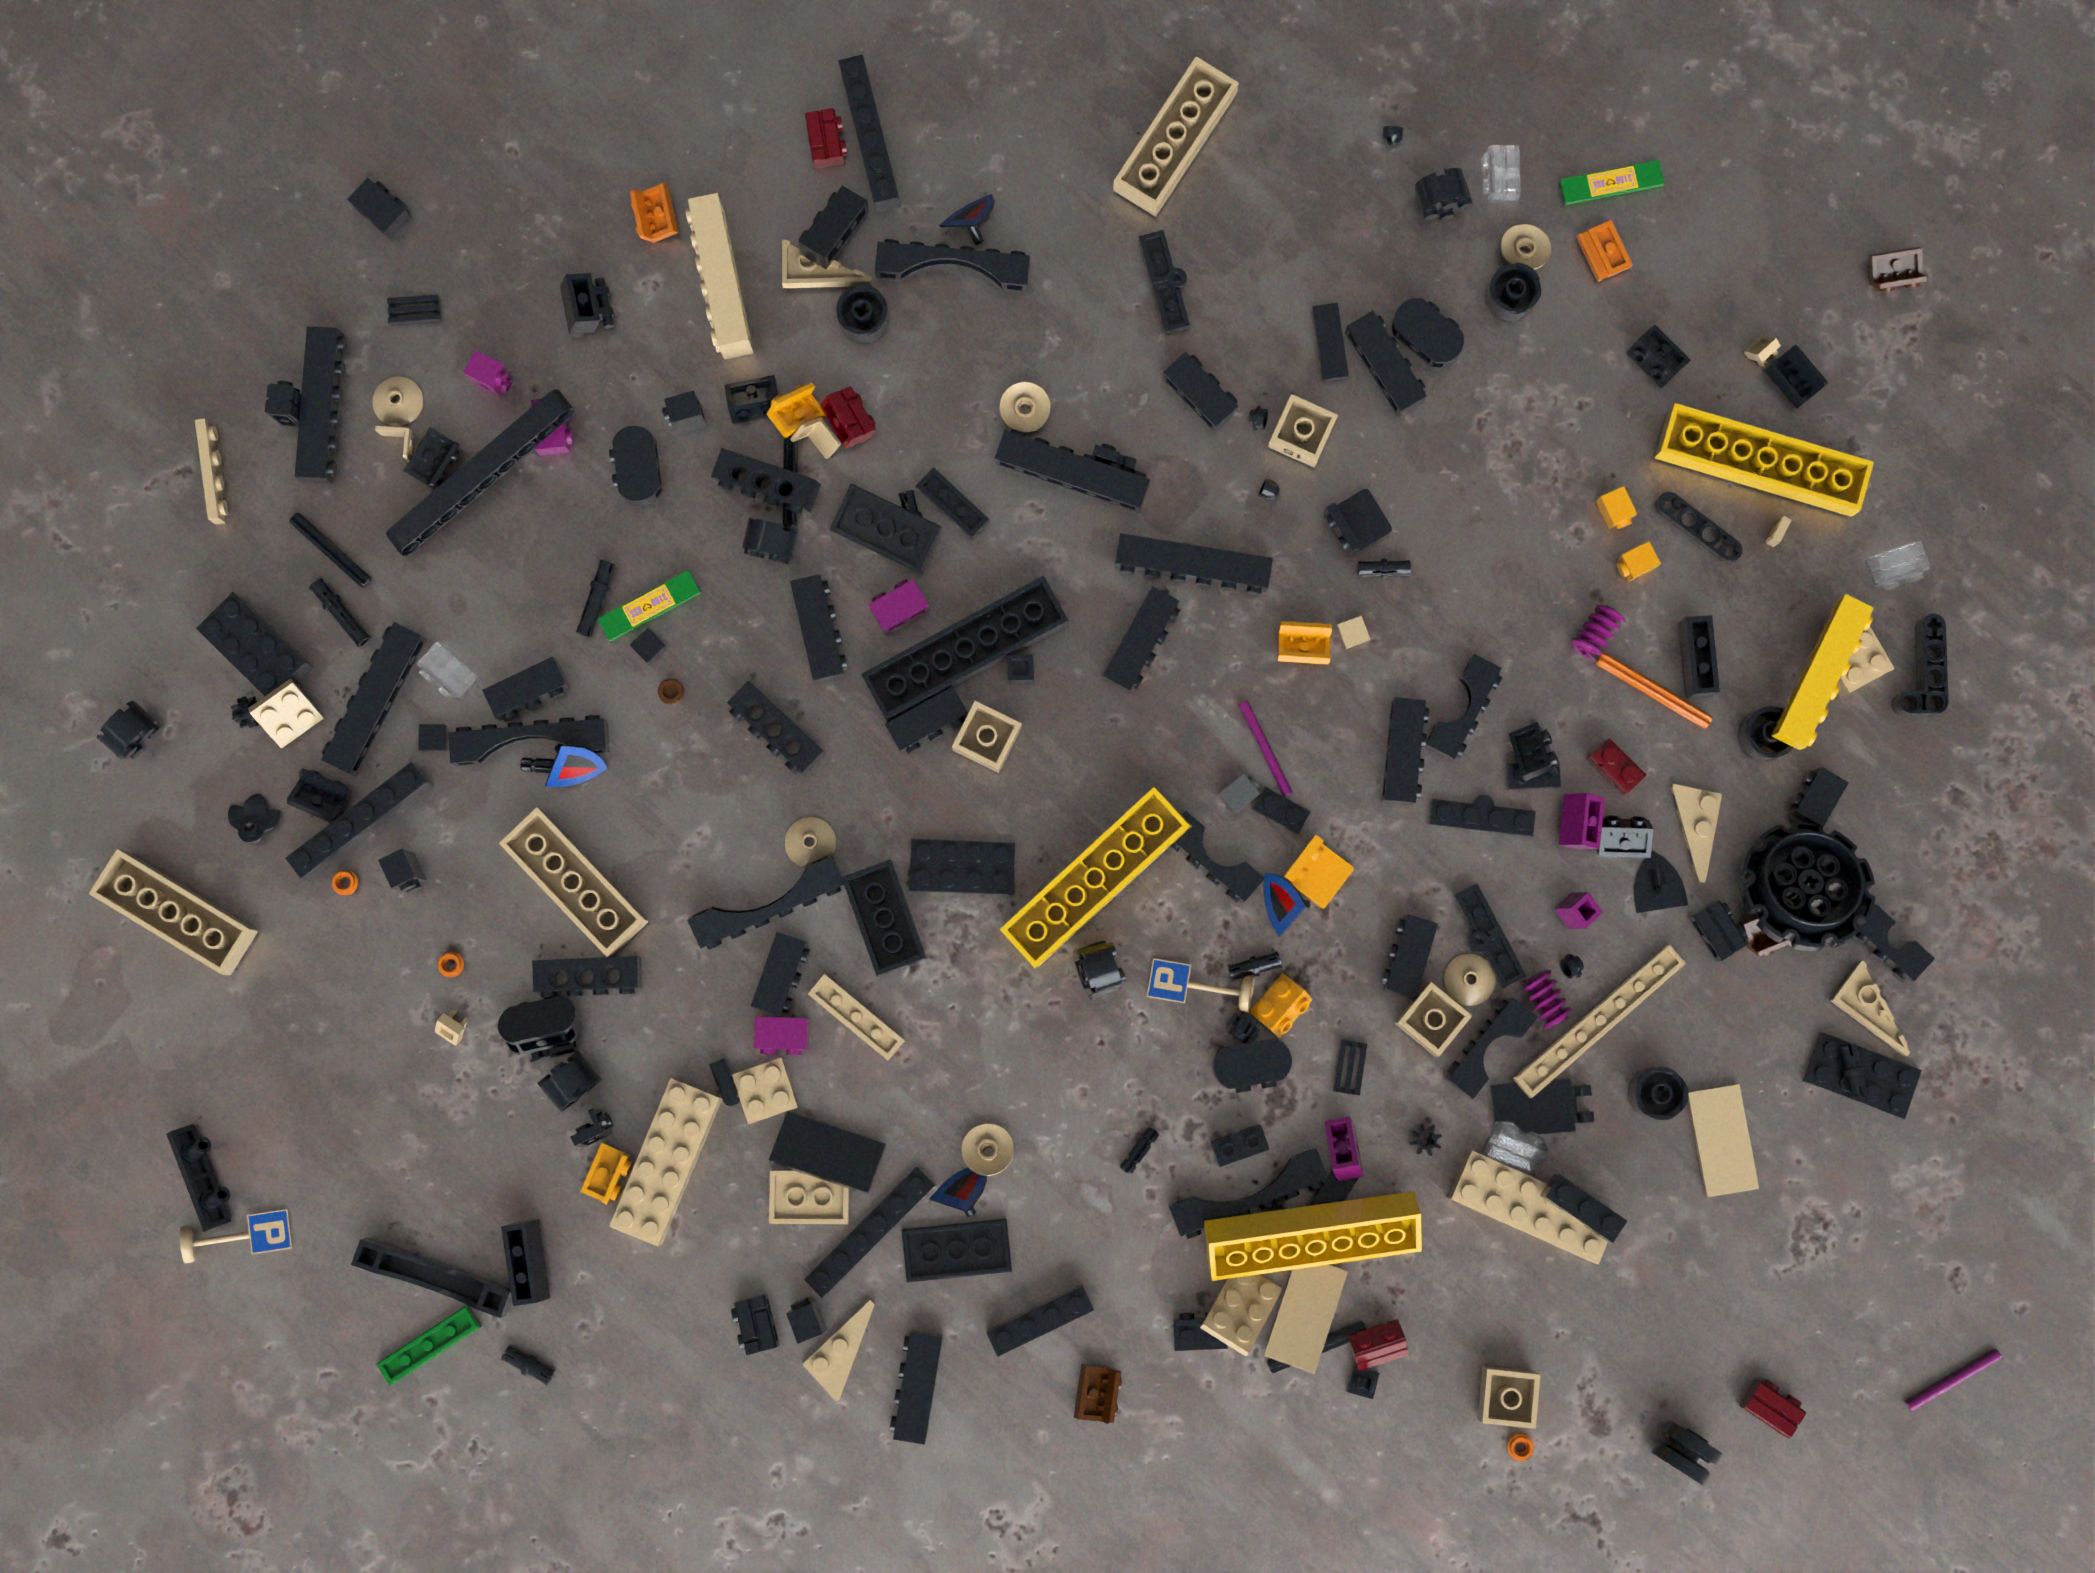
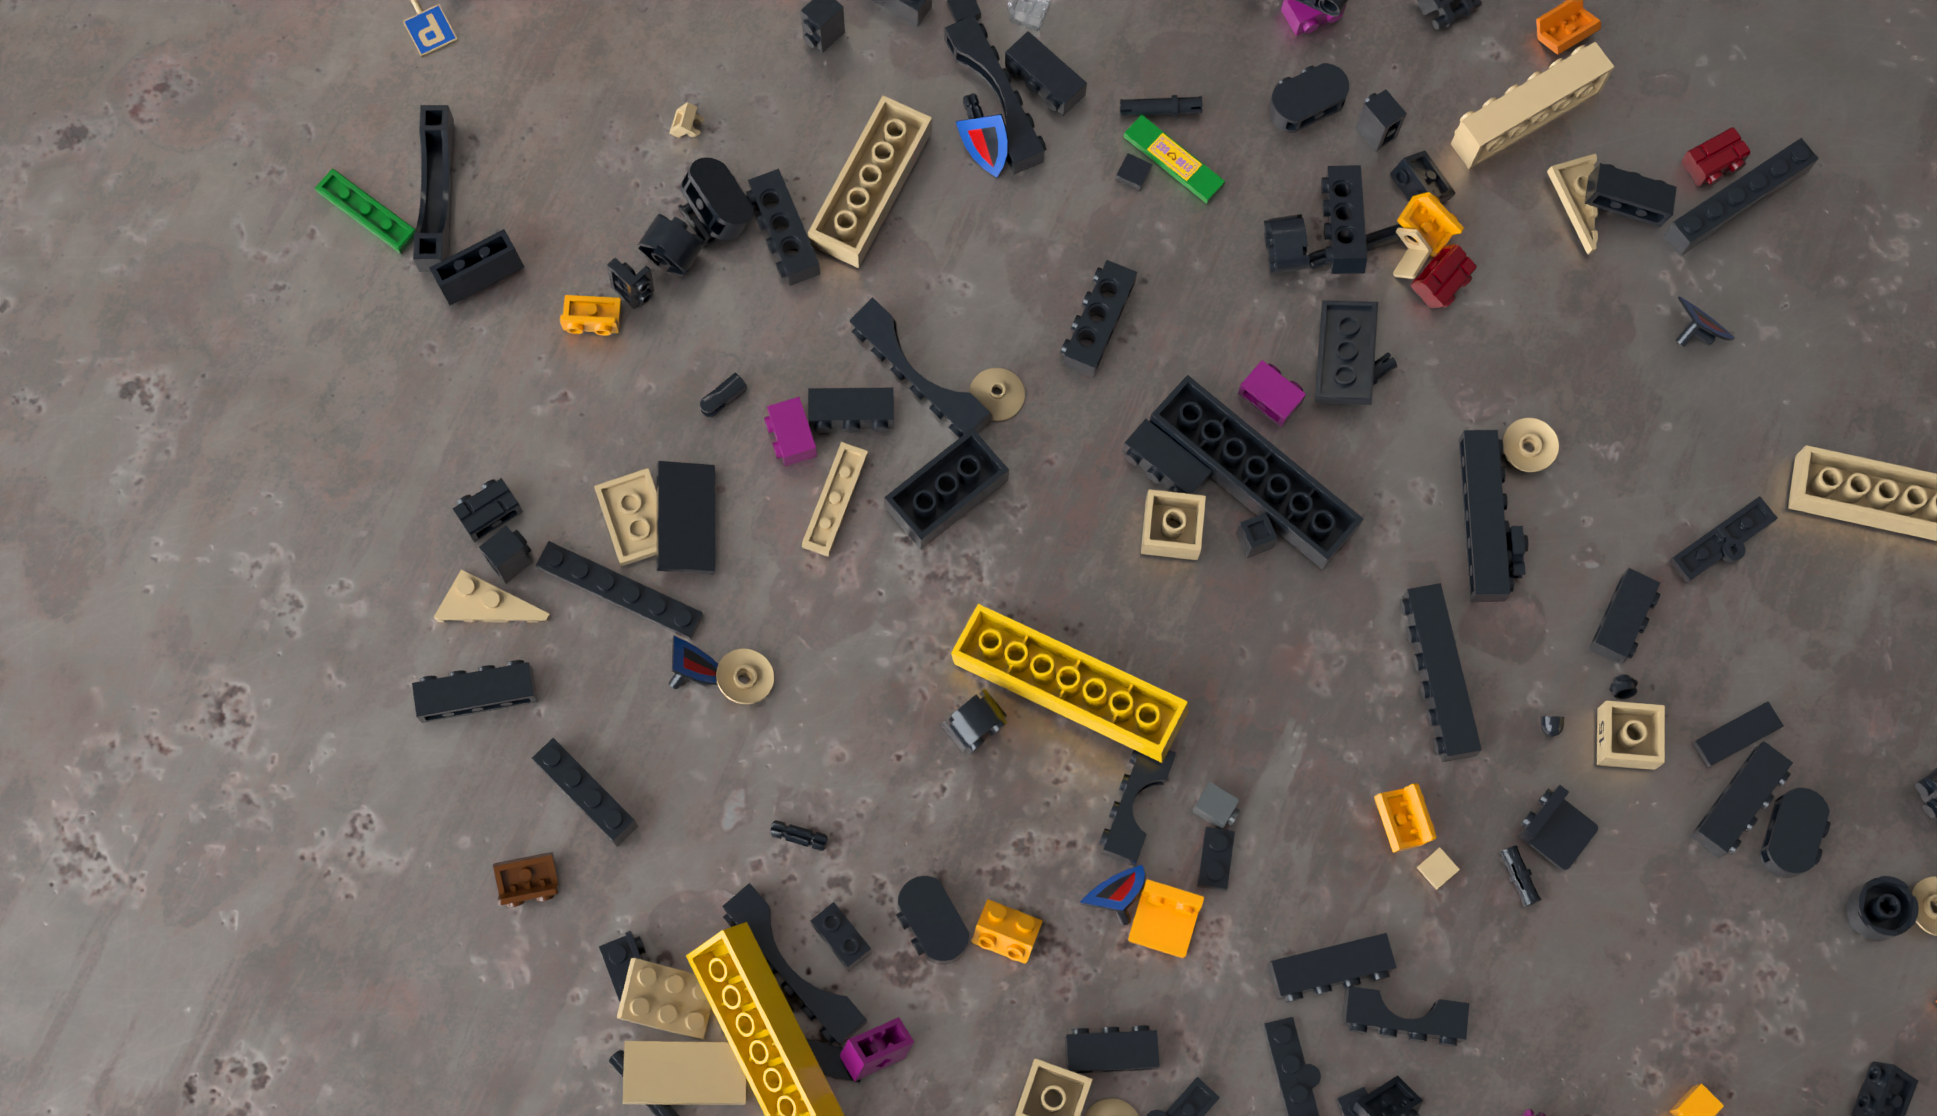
camera: 65 degrees right, 10 degrees down
(445, 958) = (745, 94): orange plate -> none
(528, 1365) = (375, 308): black pin -> none
(666, 1162) = (622, 365): tan brick -> none
(671, 691) = (1096, 209): reddish brown tile -> none
(765, 1090) = (728, 437): tan plate -> none
(817, 628) = (1216, 323): black brick -> none
(854, 302) = (1555, 253): black brick -> none
(900, 260) = (1626, 273): black arch -> none
(952, 503) = (1400, 409): black plate -> none
(956, 1250) = (630, 684): black tile -> none
(962, 867) = (1029, 551): black plate -> none
(1141, 639) = (1337, 647): black brick -> none
(1171, 981) = (989, 806): piece -> none
(1243, 1026) = (969, 897): black gear -> none
(1254, 966) = (1038, 888): black pin -> none
(1265, 748) = (1275, 819): magenta bar -> none
(1363, 1048) = (964, 1030): black tile -> none

